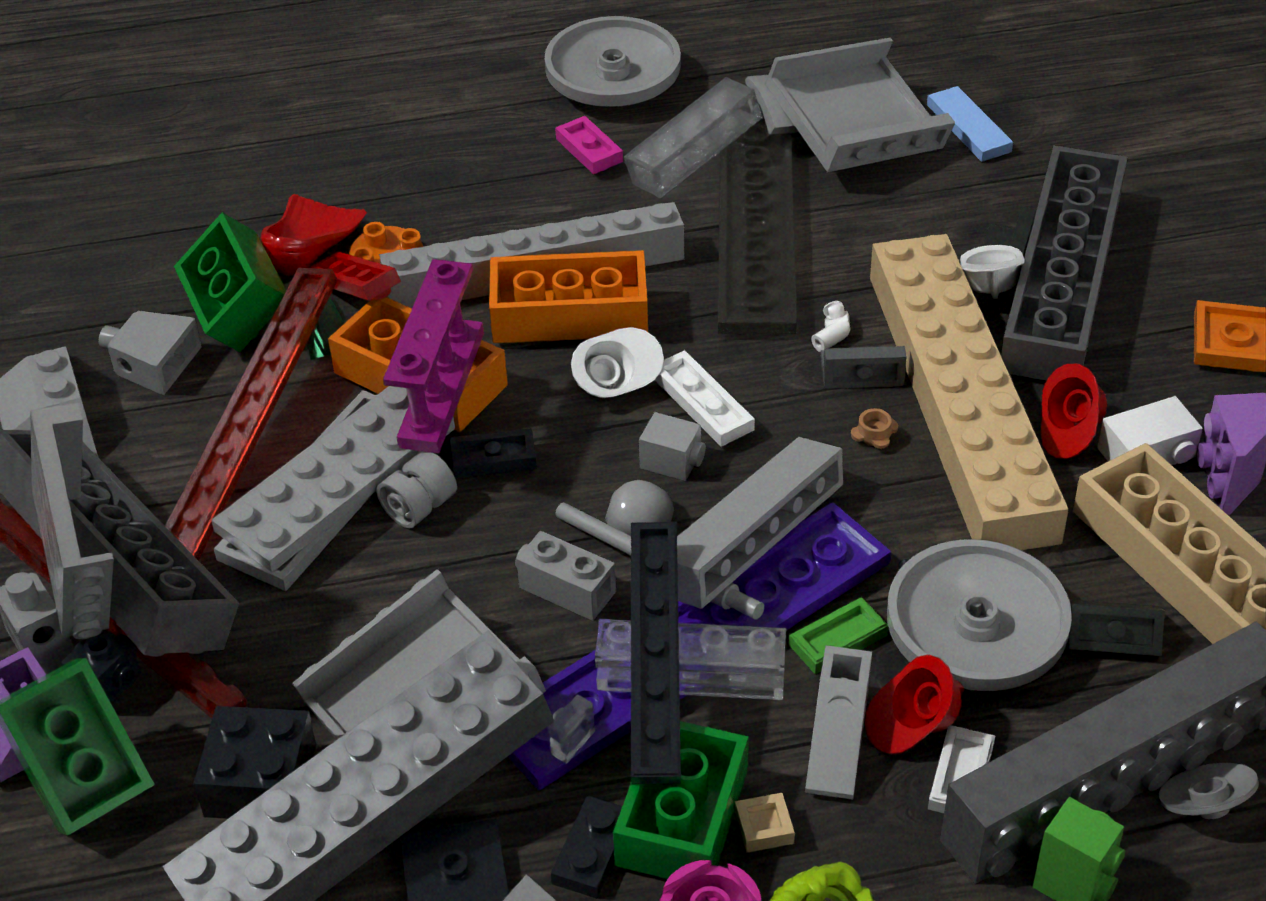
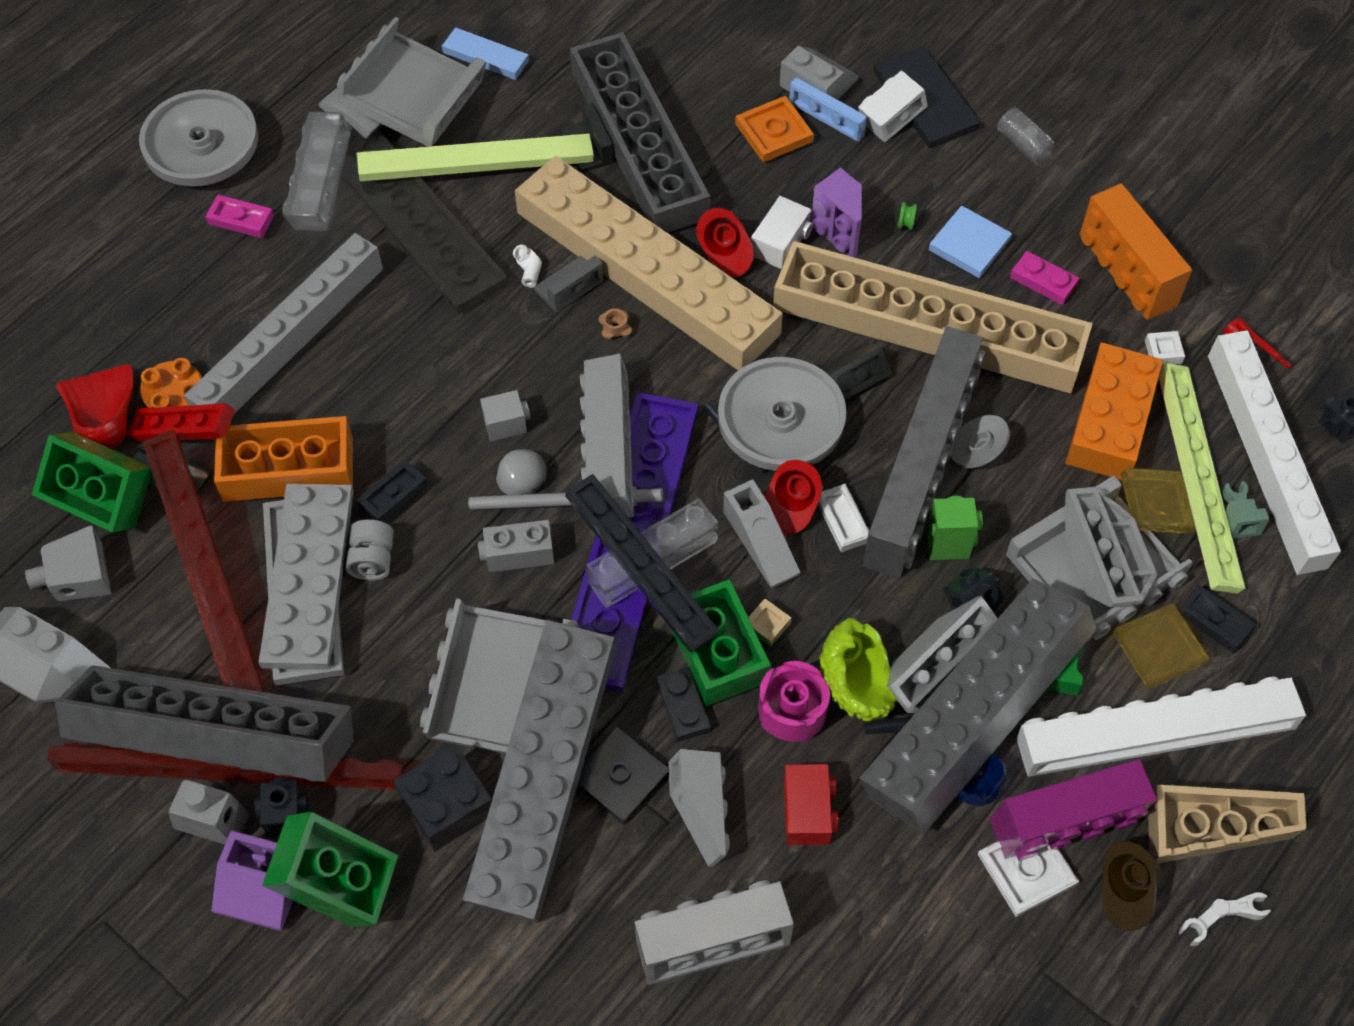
camera: 40 degrees left, 15 degrees up
(78, 584) = (215, 739): light grey panel -> none
(434, 356) = (325, 452): magenta fence -> none
(566, 295) = (342, 347): orange brick -> none
(571, 728) = (622, 643): clear plate -> none
(617, 362) = (421, 377): white piece -> none
(704, 399) = (491, 367): white plate -> none
(848, 627) = (708, 476): bright green tile -> none
(857, 197) = (473, 157): none -> yellowish green tile
(992, 268) = (601, 162): white piece -> none

